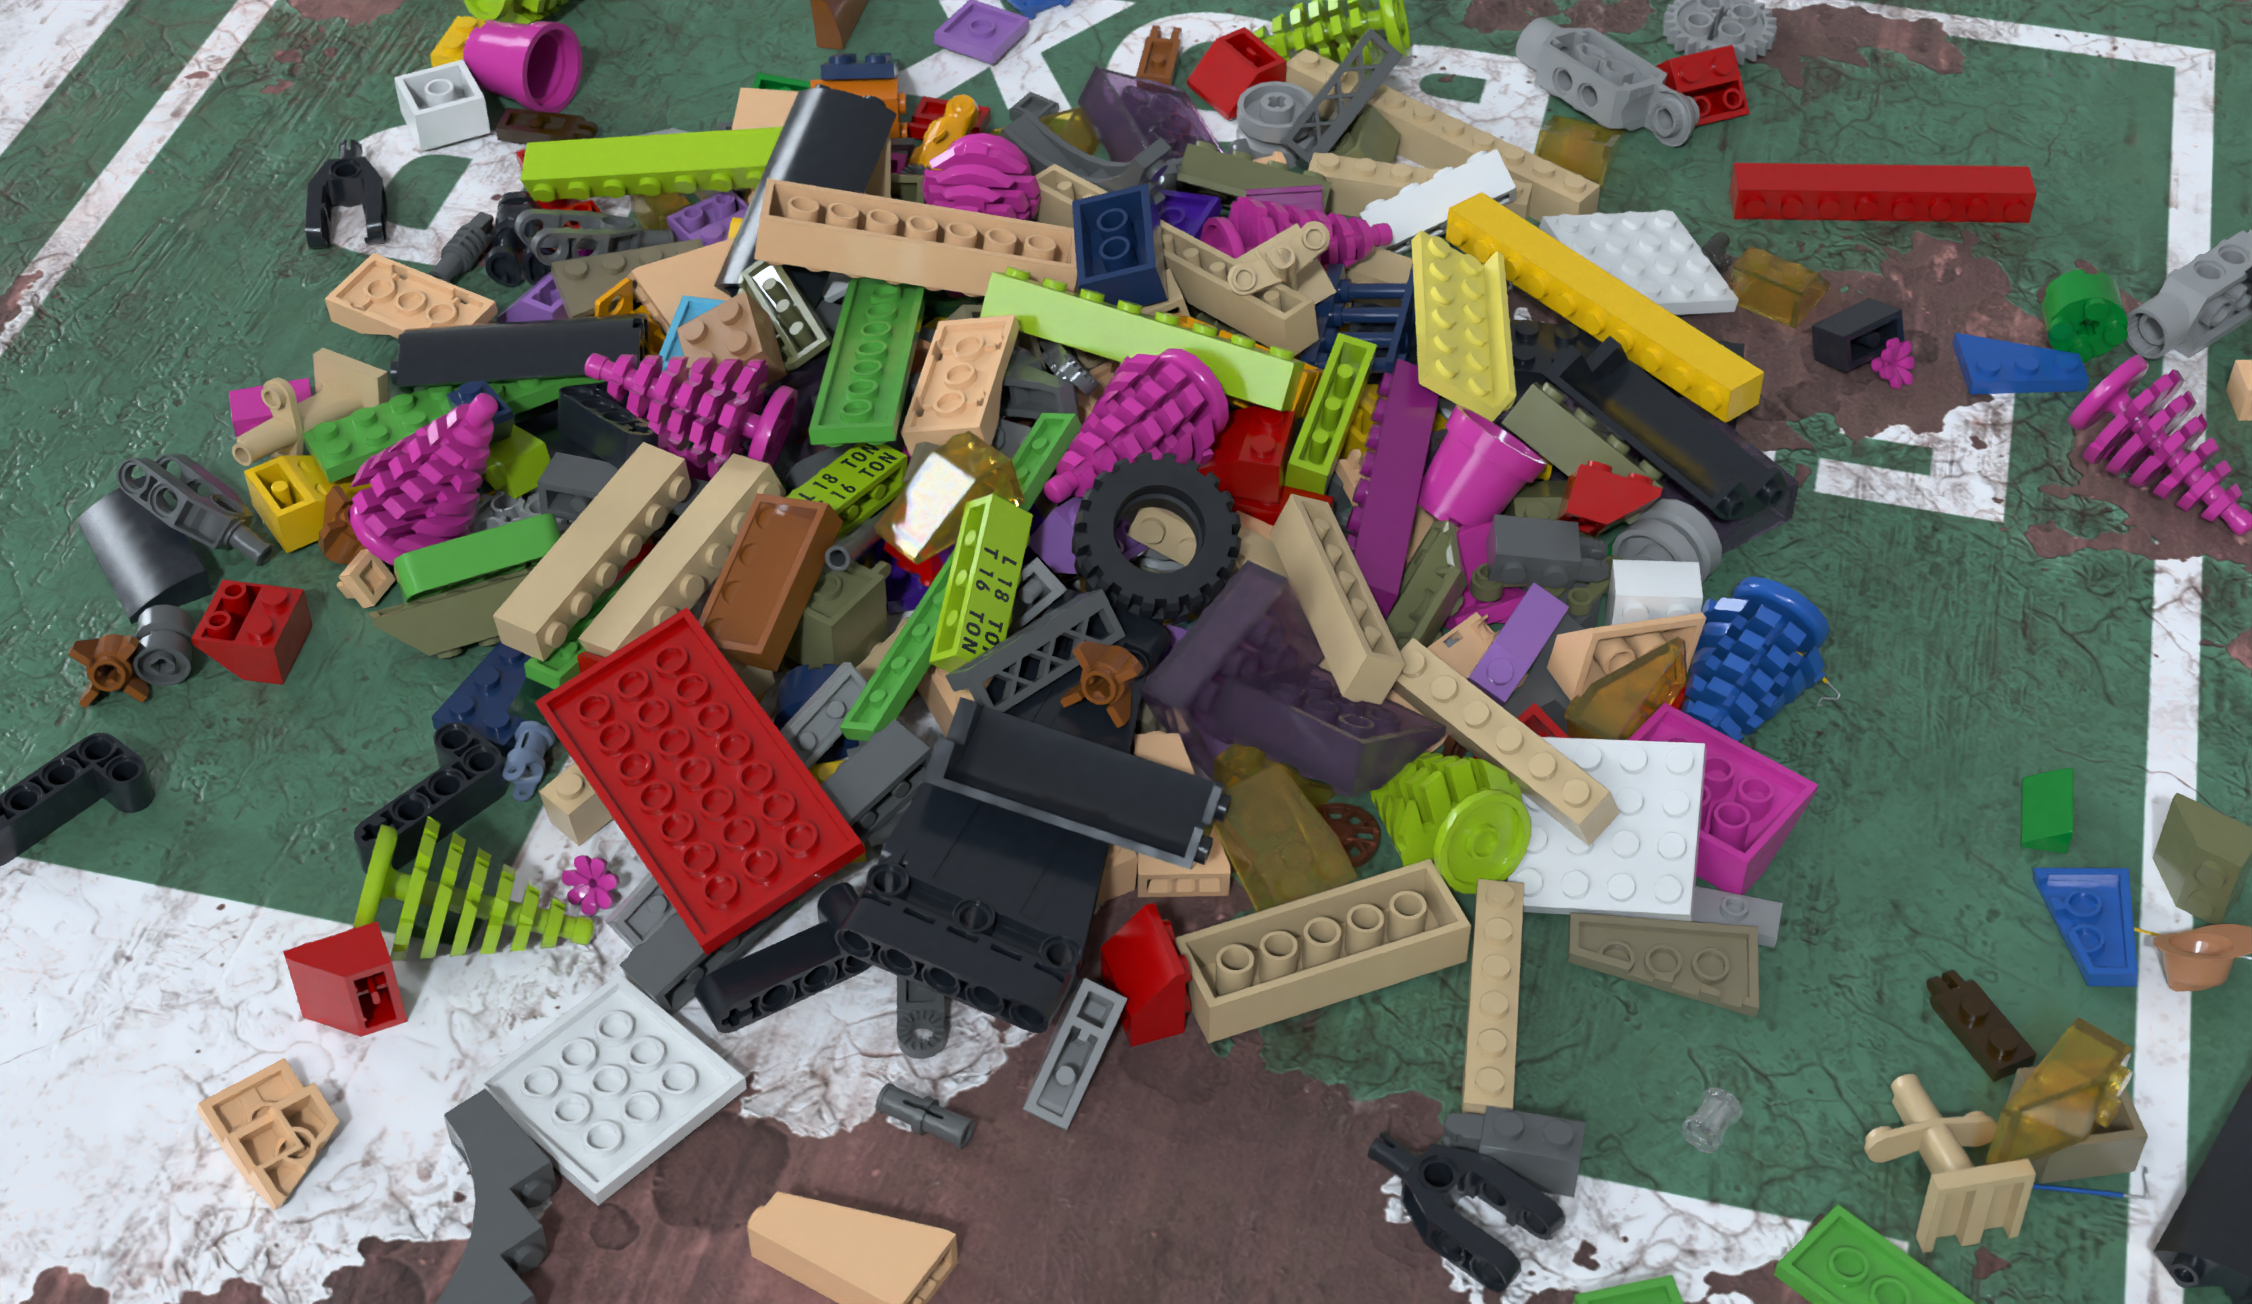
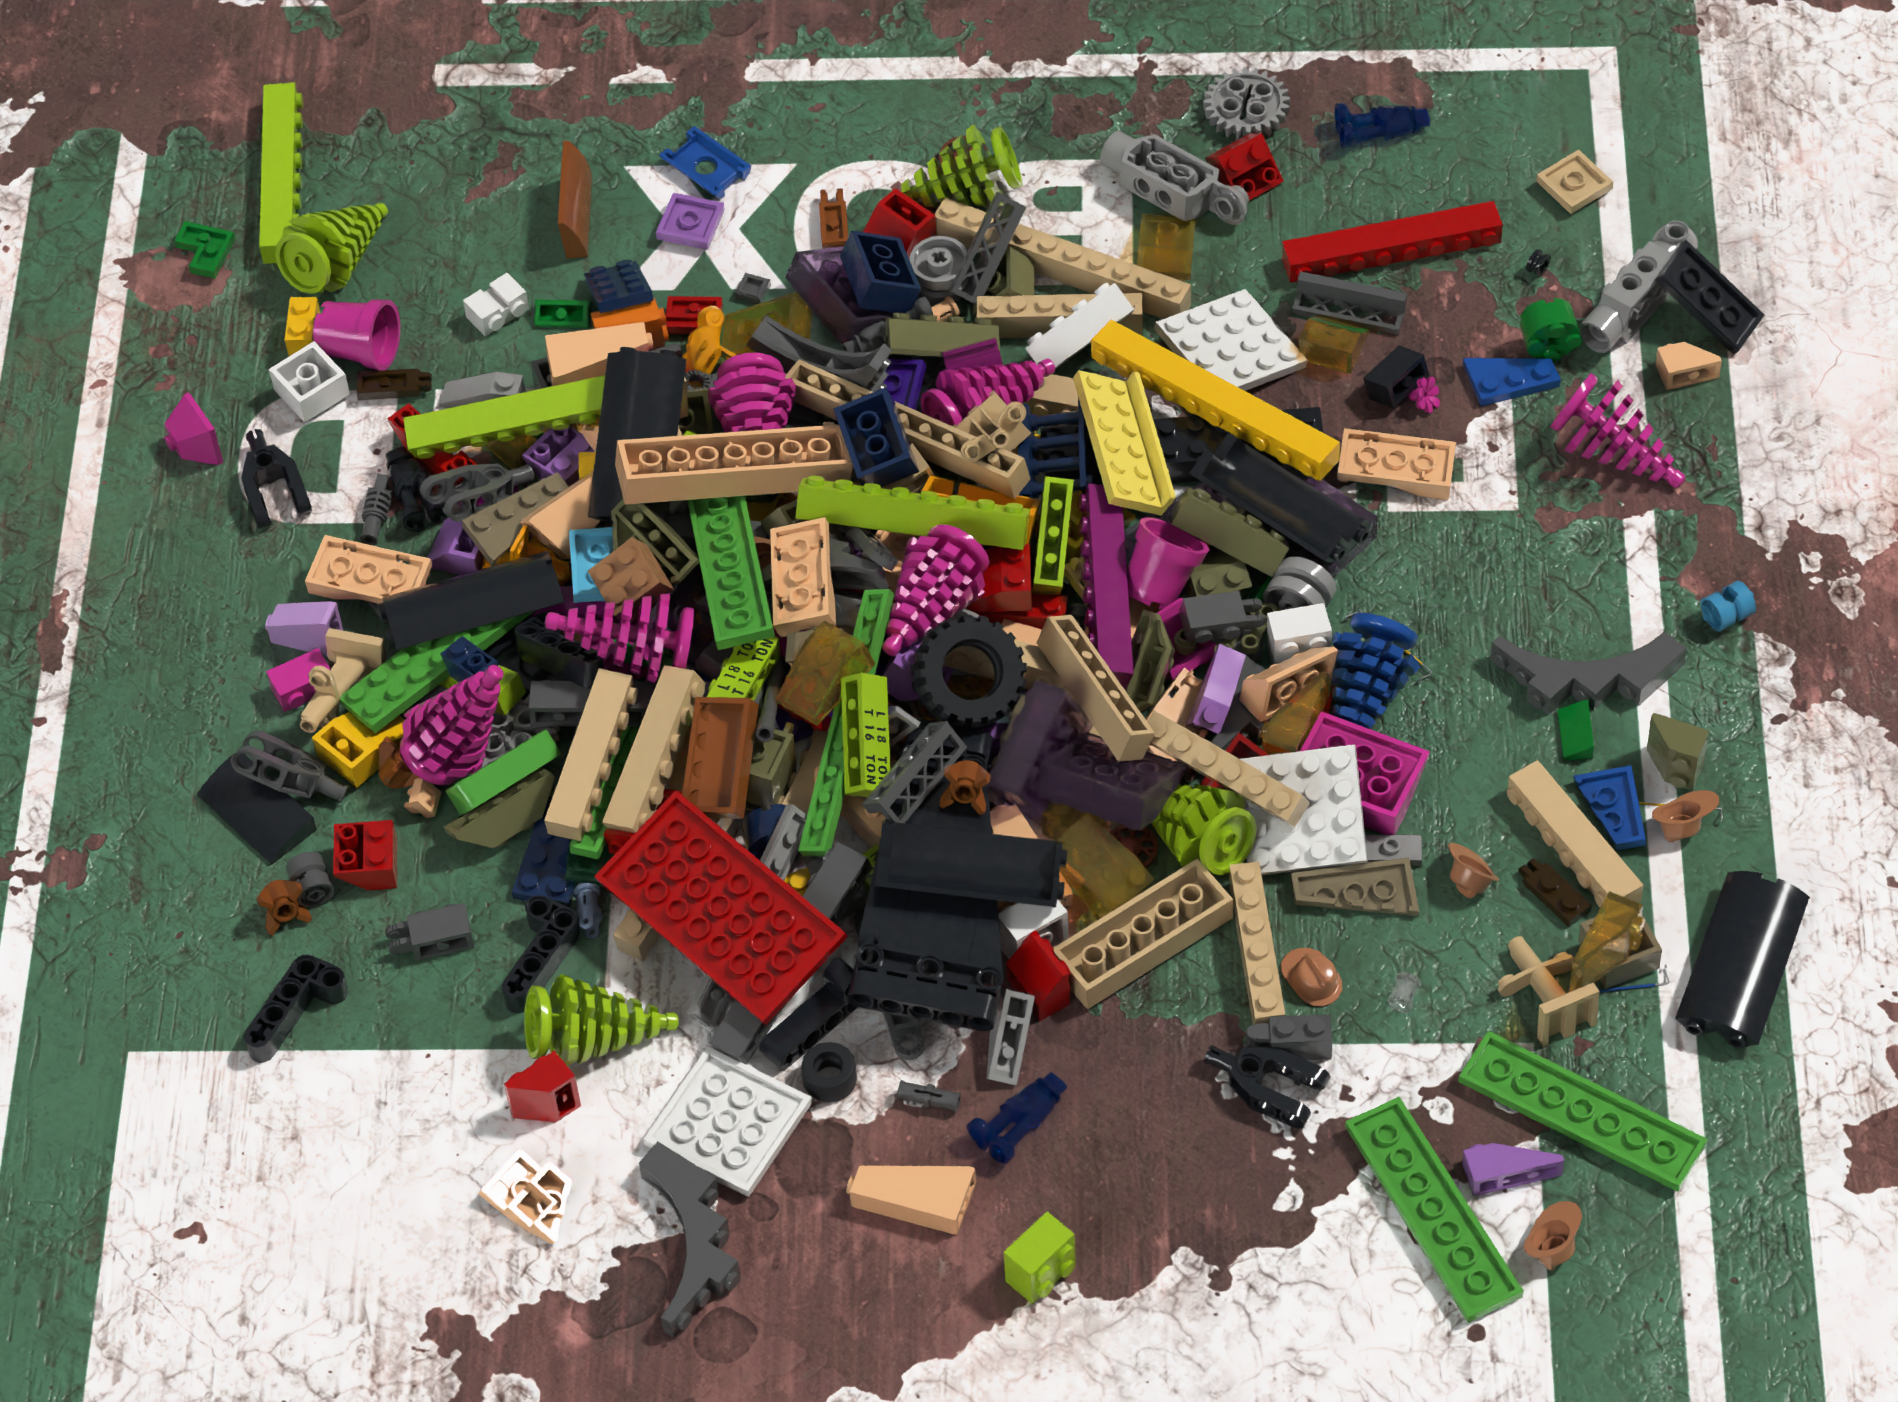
camera: 10 degrees left, 10 degrees up
(272, 132) = (192, 433): none -> dark pink slope
(291, 344) = (303, 625): none -> lavender slope
(299, 745) = (432, 933): none -> dark grey hinge
(591, 884) = (666, 989): dark pink plant -> none
(709, 73) = (497, 305): none -> white brick
(789, 1071) = (831, 1088): none -> black tyre
(1066, 1166) = (1026, 1109): none -> clear blue piece
(1176, 891) = (1021, 919): none -> white brick
(1195, 104) = (880, 272): none -> dark blue brick
(1571, 1069) = (1312, 976): none -> nougat piece
(1604, 499) = (1252, 573): red slope -> none
(1814, 243) = (1351, 298): none -> dark grey fence
(1848, 968) = (1469, 871): none -> nougat piece
(1854, 434) = (1398, 461): none -> light nougat piece
(1891, 70) = (1387, 122): none -> clear blue piece
(2015, 940) = (1571, 834): none -> tan brick
(2023, 737) = (1554, 680): none -> dark grey arch
(2077, 247) = (1538, 263): none -> black bush
(2141, 171) = (1574, 181): none -> tan plate

